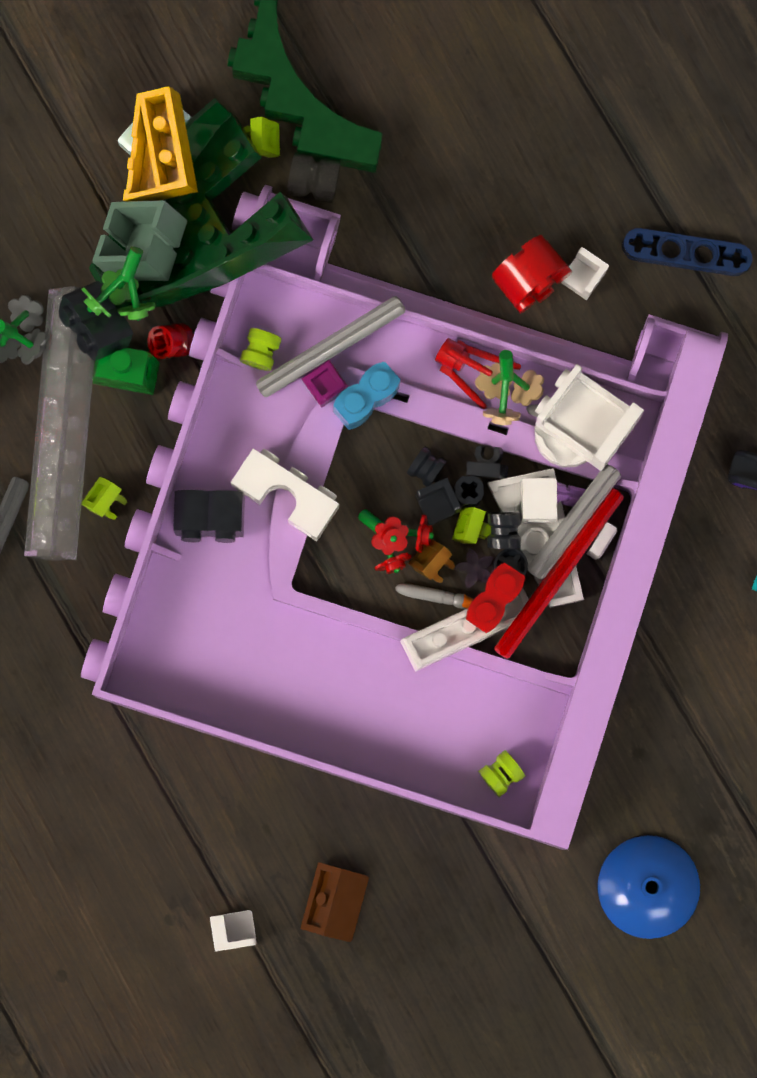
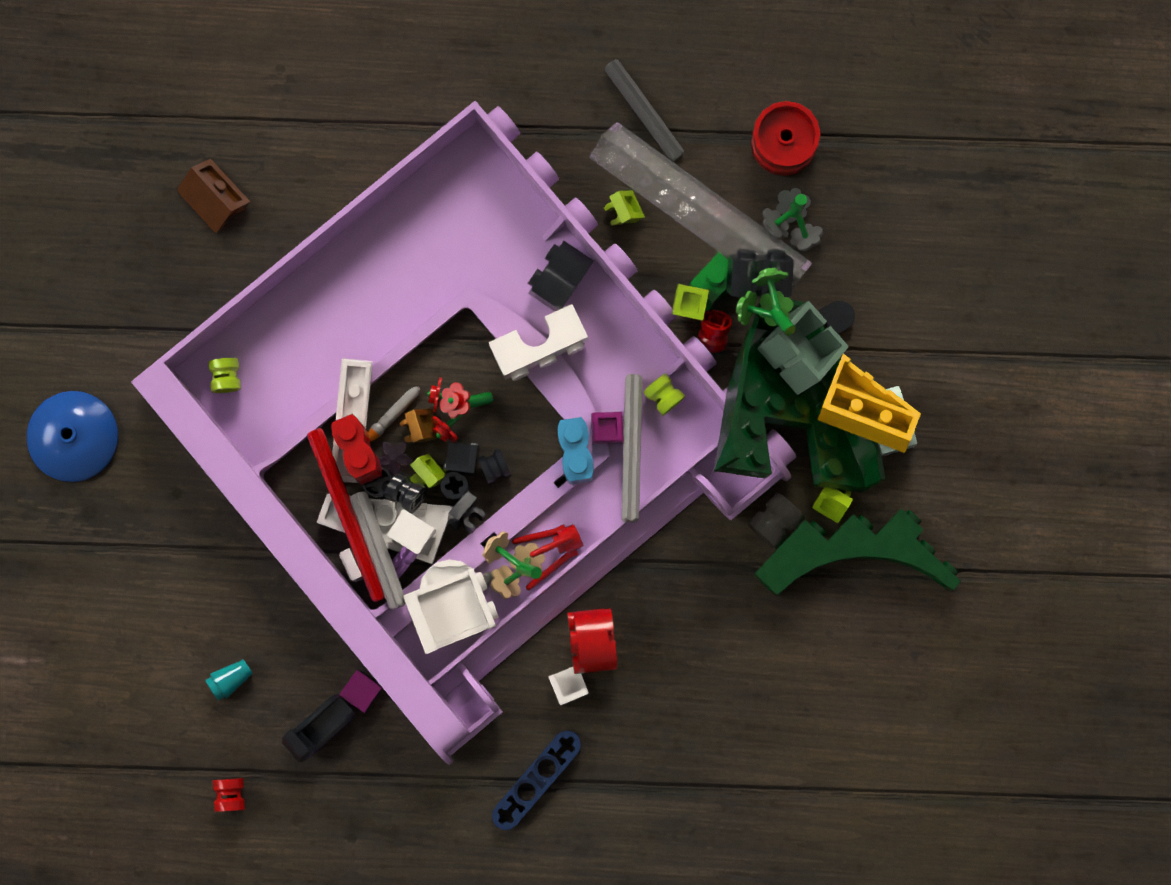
camera: 135 degrees right, 0 degrees up
(83, 238) = (838, 316): none -> black tile
(161, 371) = (690, 302): none -> lime tile
(233, 930) = (240, 107): white panel -> none
(710, 462) = (360, 691): none -> magenta tile

